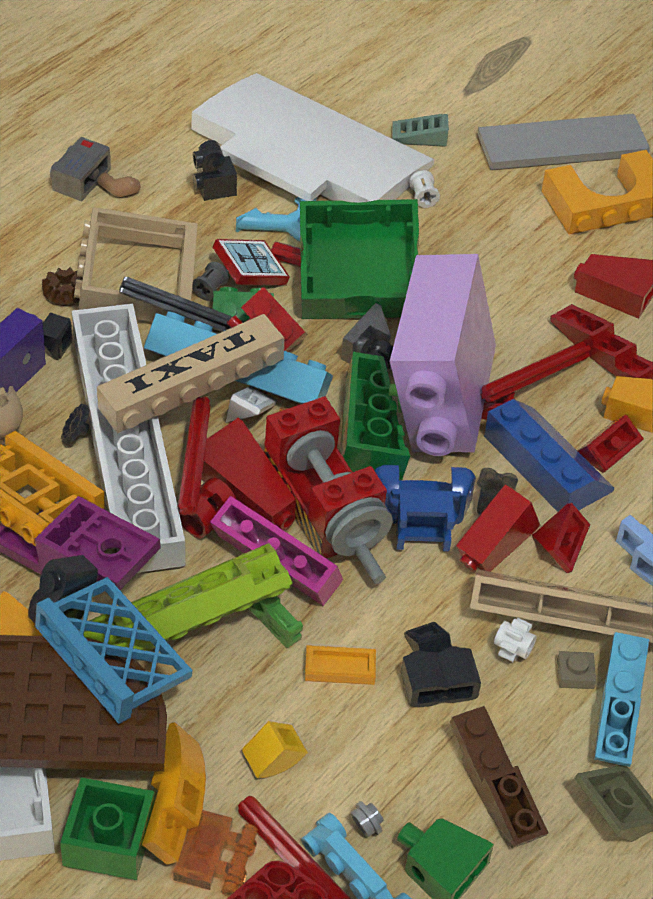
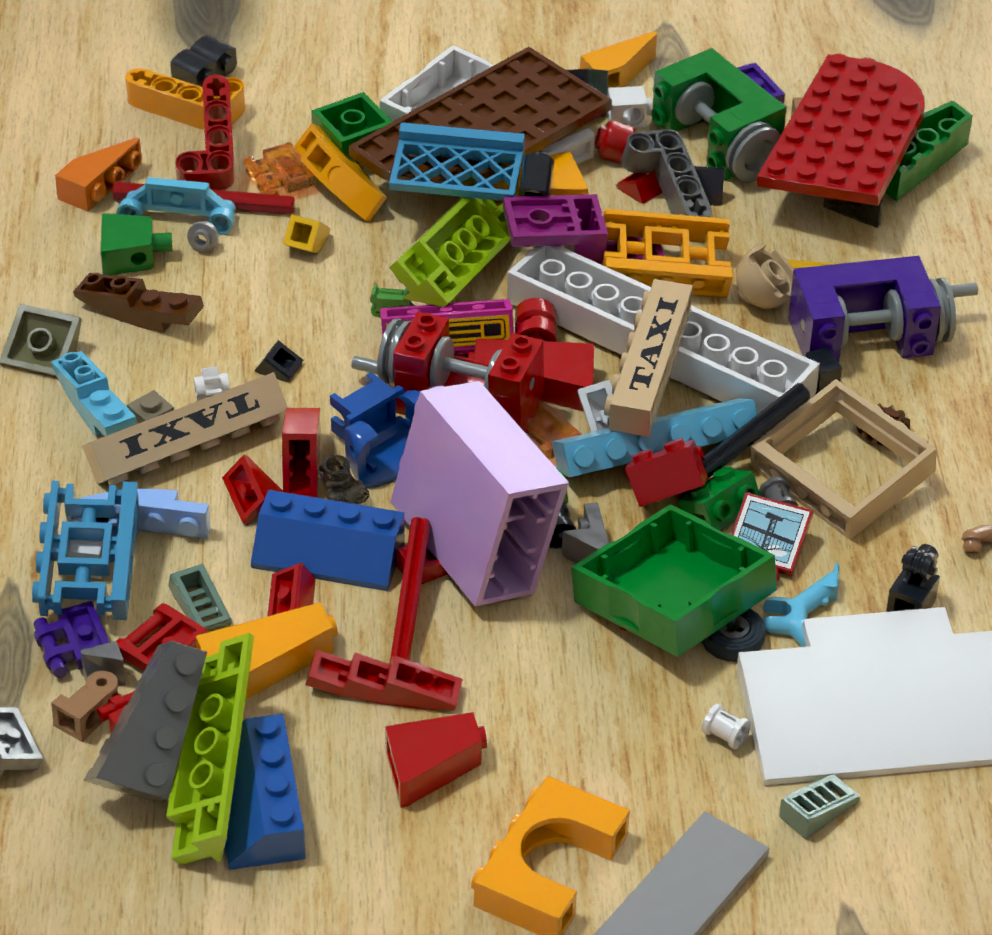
camera: 140 degrees right, 5 degrees down
(194, 456) = (573, 323): red axle -> none
(340, 665) = (324, 312): light orange tile -> none
(440, 677) = (242, 336): black brick -> none

